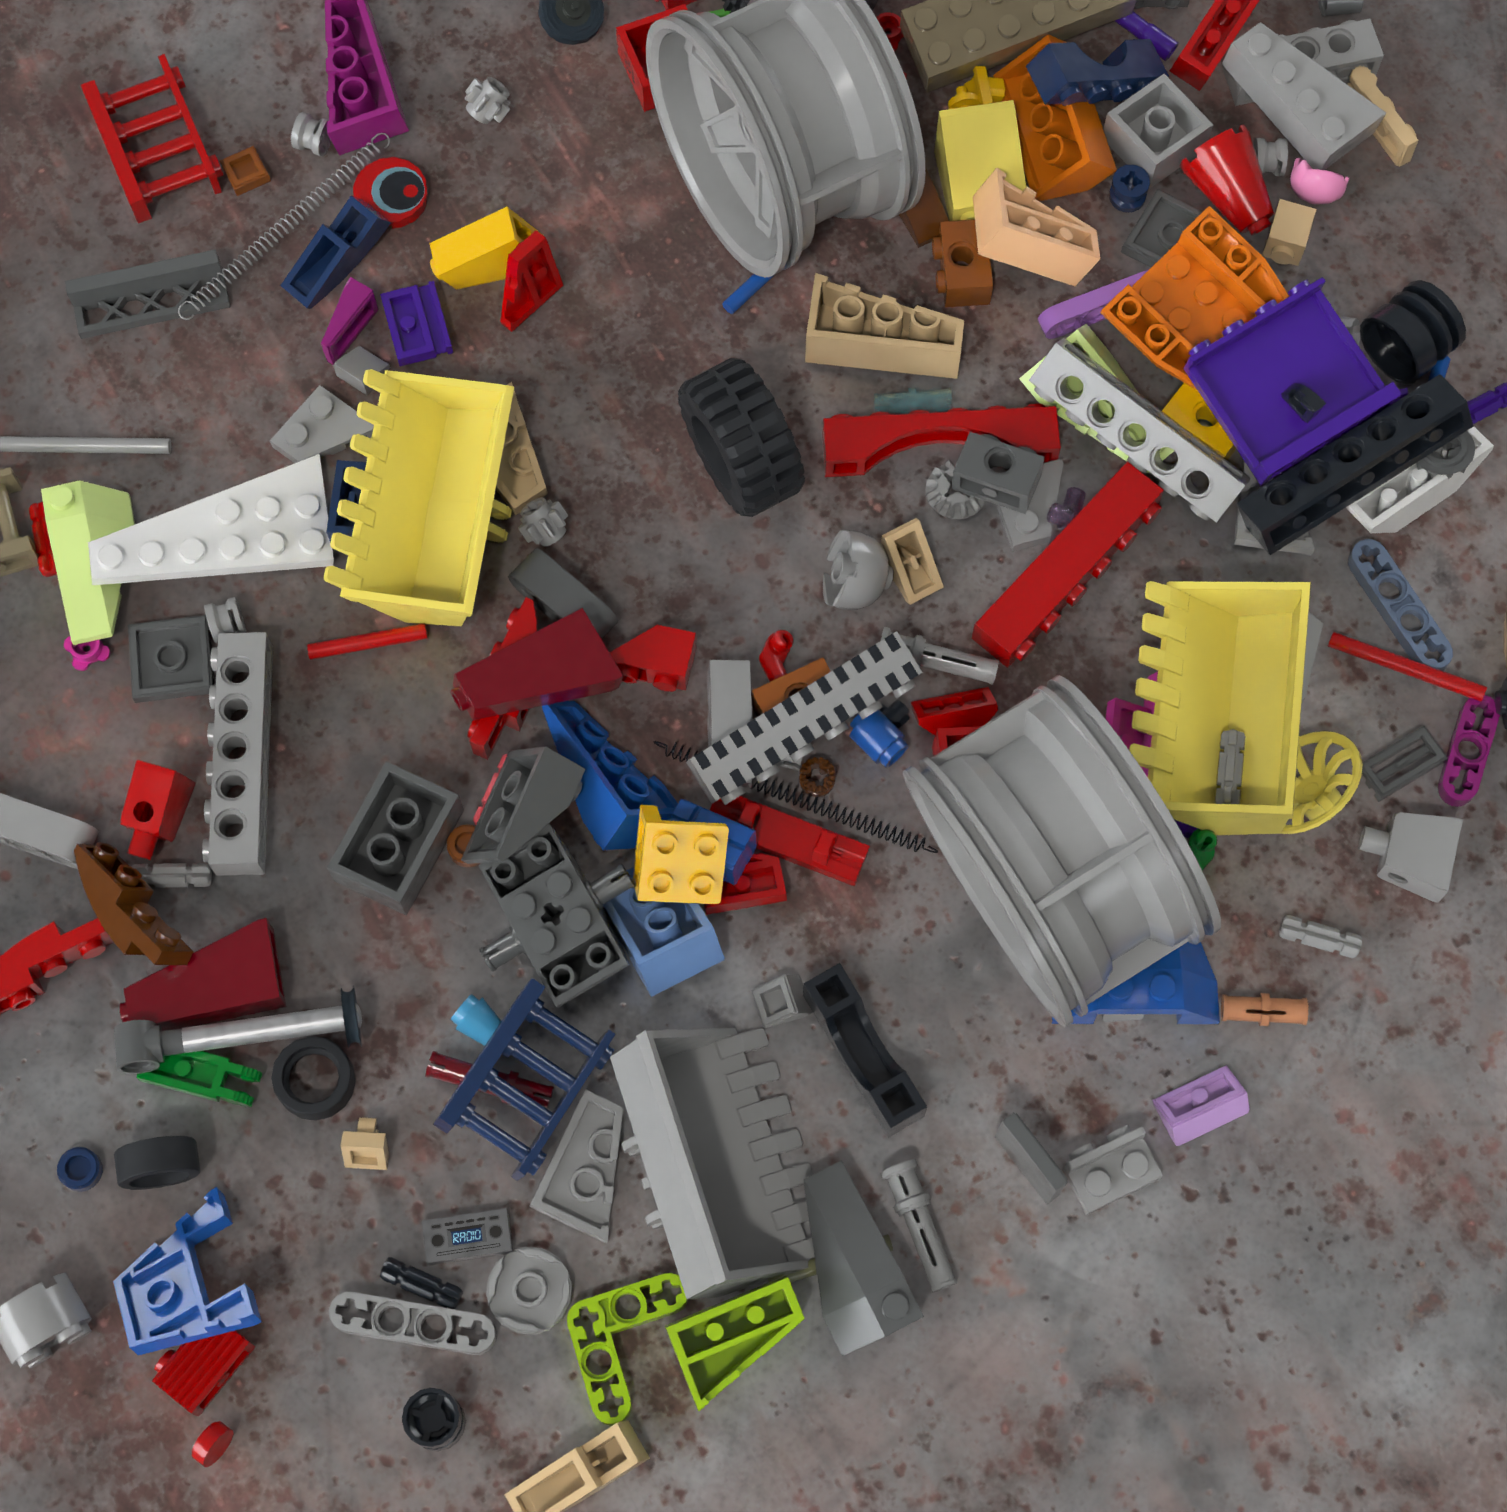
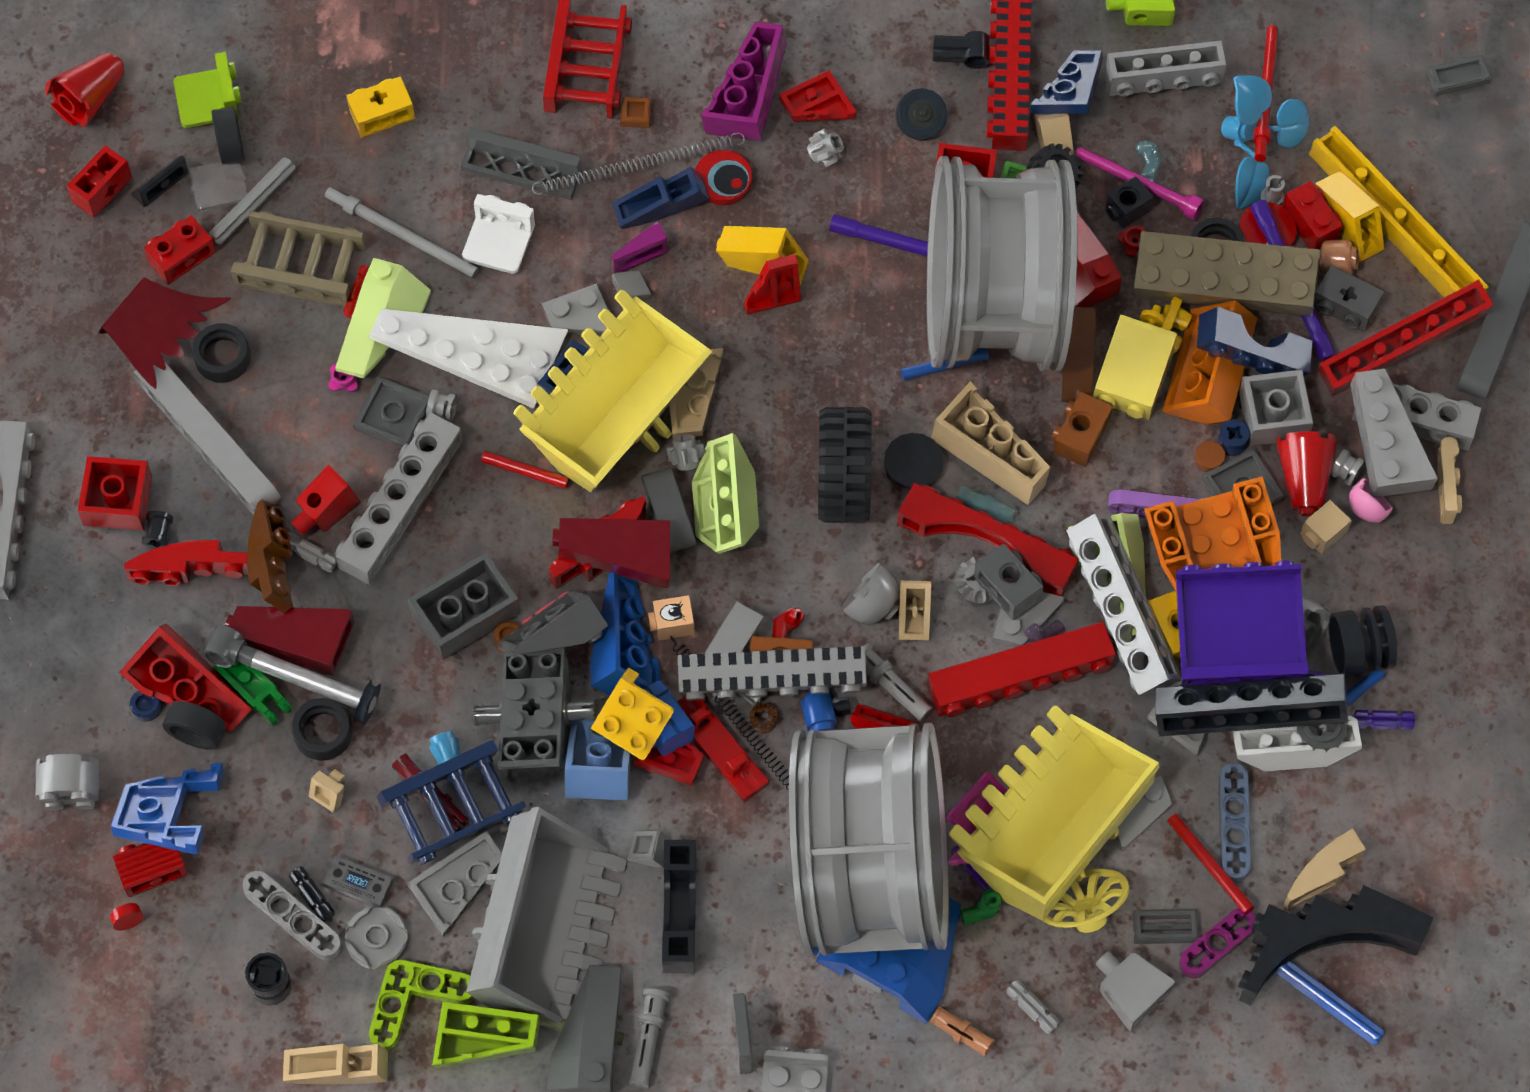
camera: 30 degrees right, 5 degrees down
(100, 1110) = (175, 671): none -> red wedge
(171, 386) = (499, 234): none -> white bracket
(310, 134) = (691, 109): light grey wheel -> none
(416, 323) = (685, 275): dark purple plate -> none
(445, 53) = (817, 100): none -> red wing
(575, 174) = (855, 229): none -> dark purple piece
(619, 549) = (725, 496): none -> yellowish green wedge
(644, 719) = (672, 618): none -> light nougat brick
(658, 657) = (705, 581): red slope -> none
(805, 395) = (913, 460): none -> black tile
(1030, 234) = (1136, 433): light nougat wedge -> none
(1115, 222) = (1209, 456): none -> dark orange tile
(1202, 1105) = (881, 1070): lavender slope -> none
(1230, 767) = (1038, 860): light grey axle -> none
(1303, 401) = (1240, 643): black tile -> none

